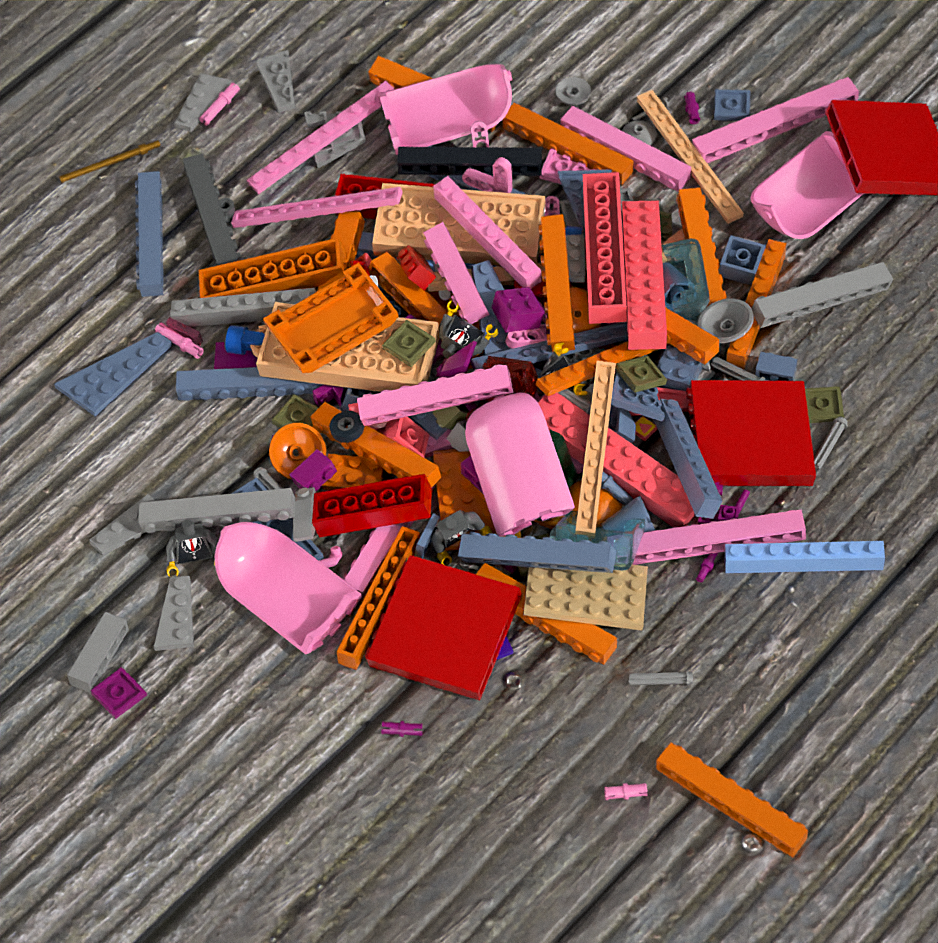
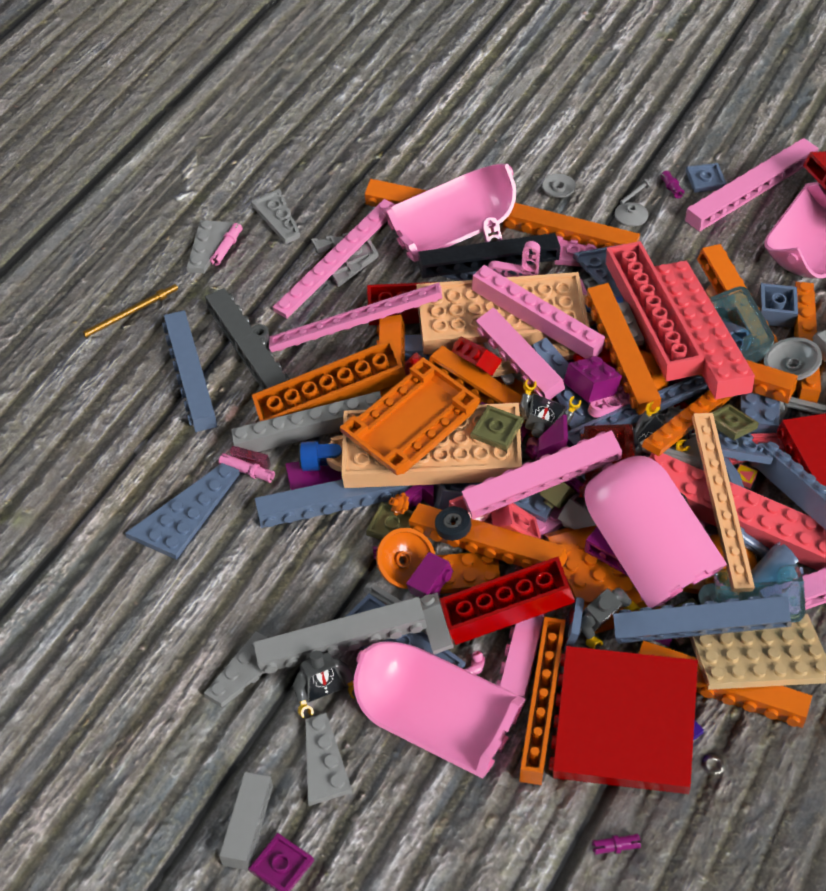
camera: 15 degrees left, 5 degrees down
(307, 399) = (399, 503): none -> orange plant
(646, 158) = (652, 232): bright pink brick -> none
(689, 155) = (686, 222): light nougat plate -> none

